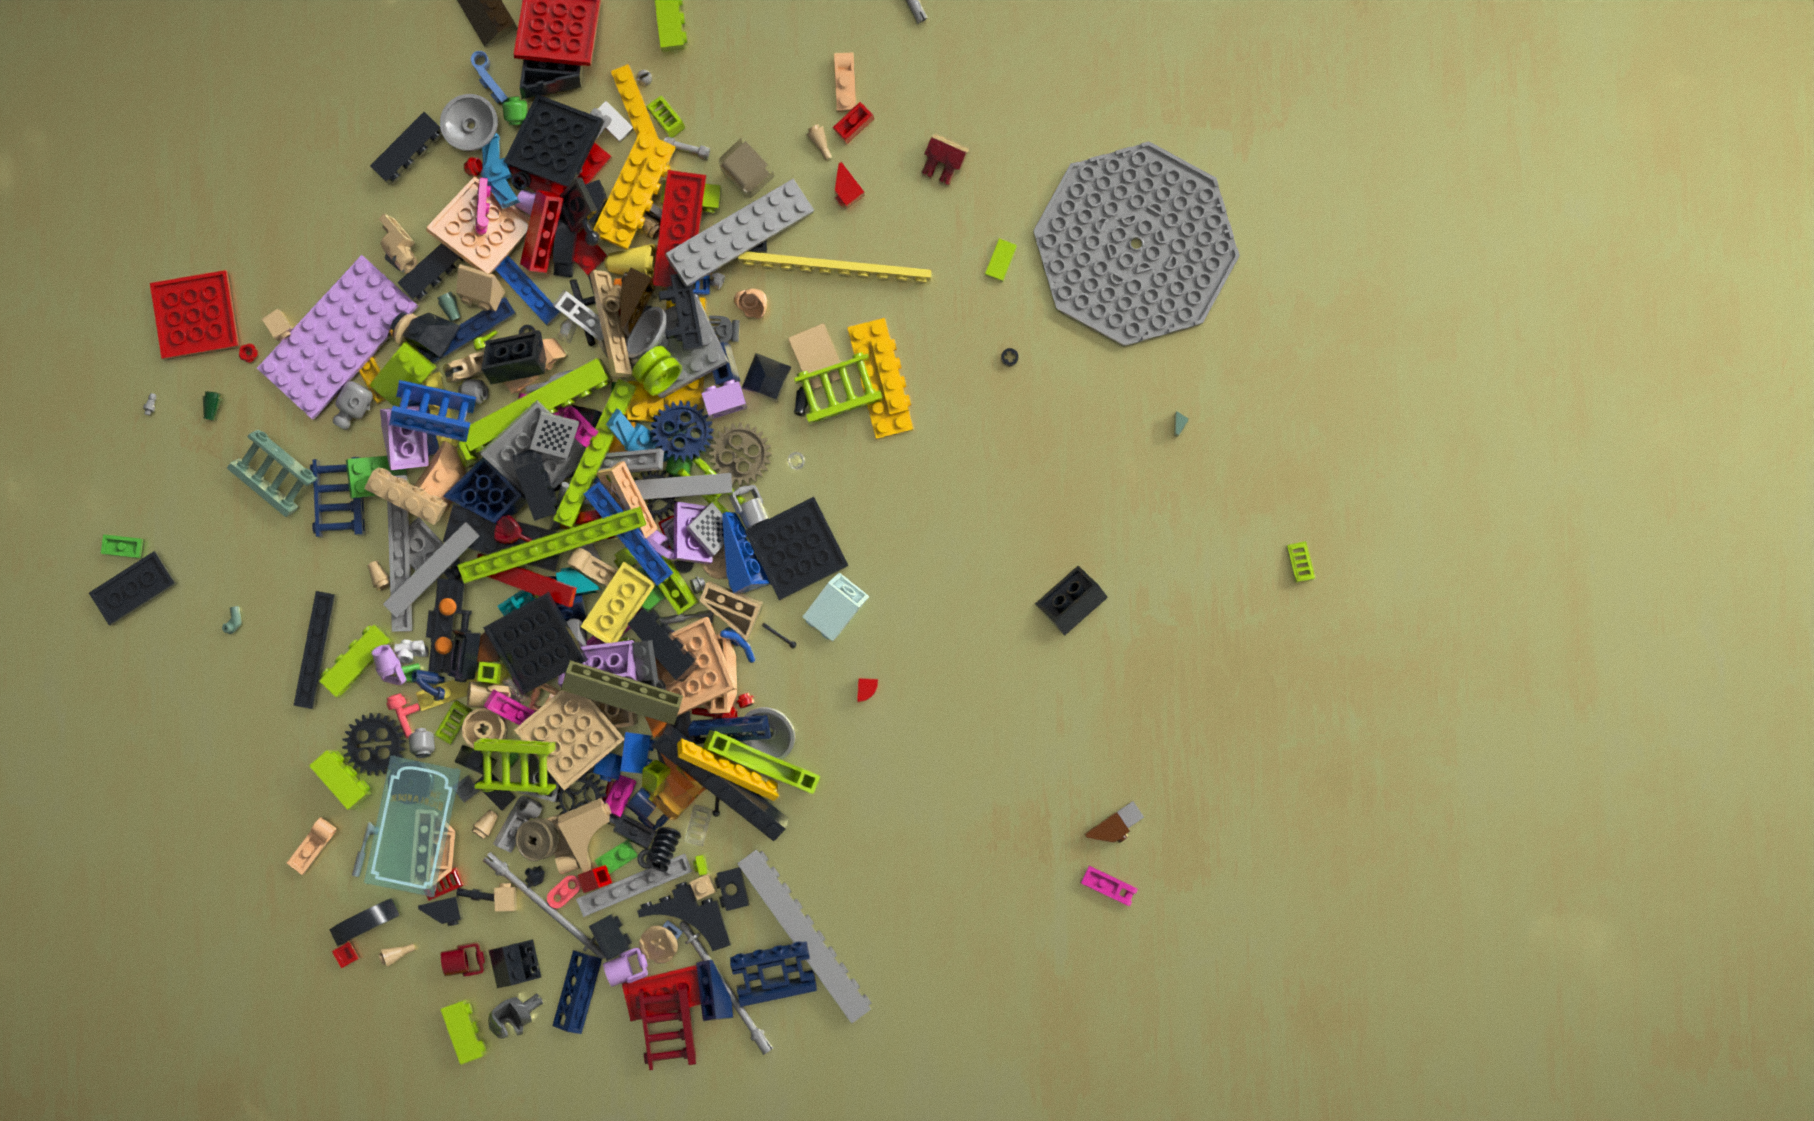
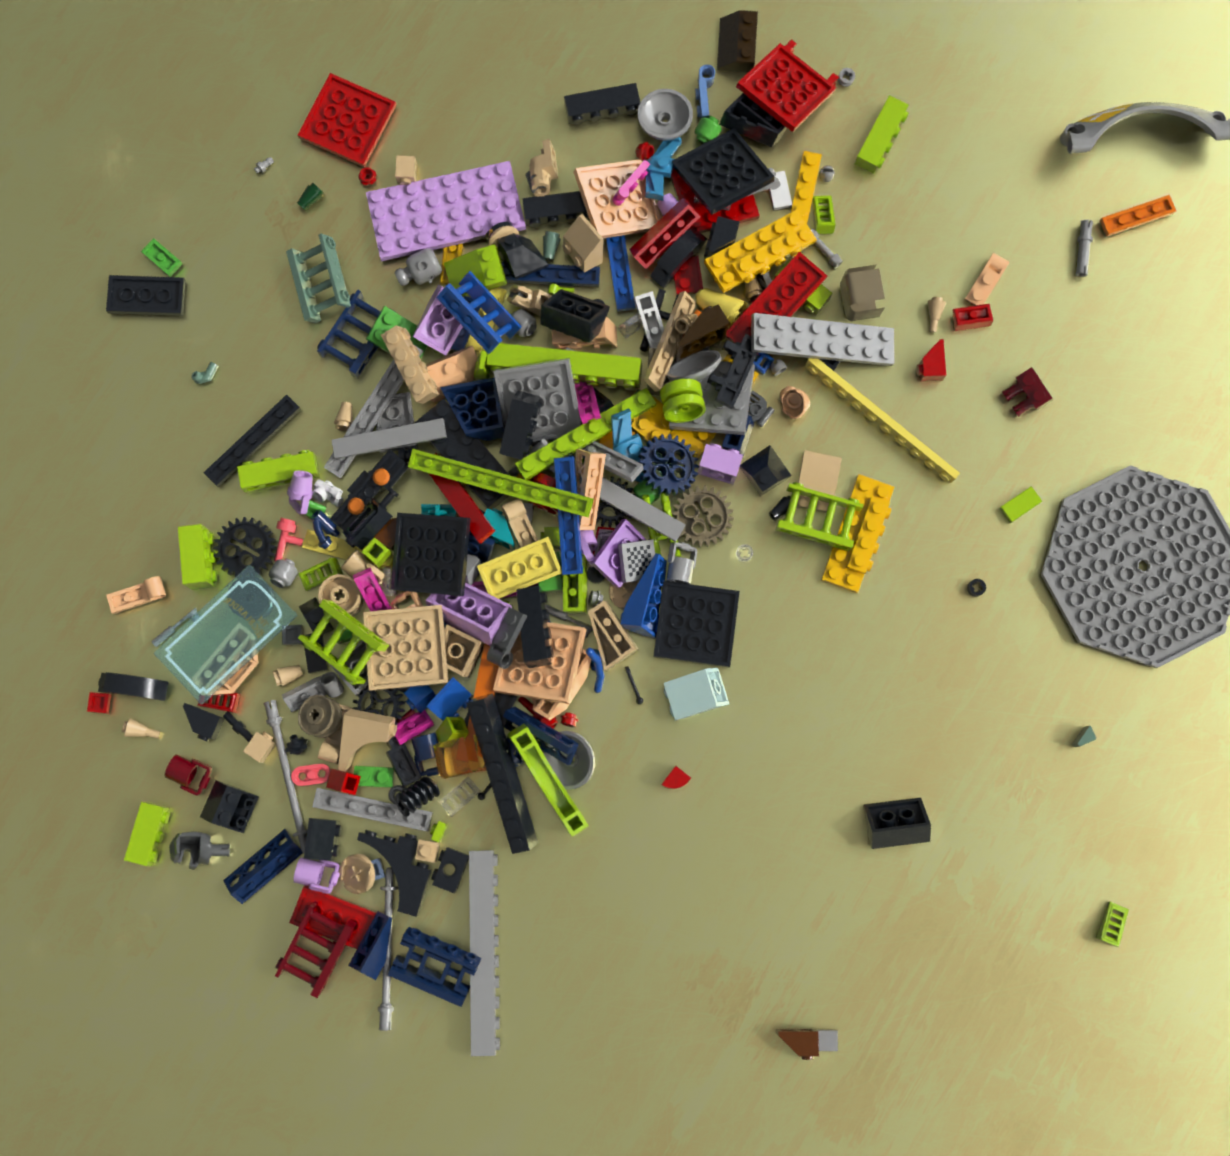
camera: 30 degrees right, 5 degrees down
(508, 531) = (472, 449): dark red piece -> none
(523, 176) = (680, 185): black bush -> none
(554, 435) = (563, 395): light grey tile -> none
(578, 209) = (707, 232): black plate -> none
(622, 692) = (472, 642): olive brick -> none
(727, 769) = (515, 766): yellow plate -> none
(1108, 885) = (768, 1089): dark pink plate -> none

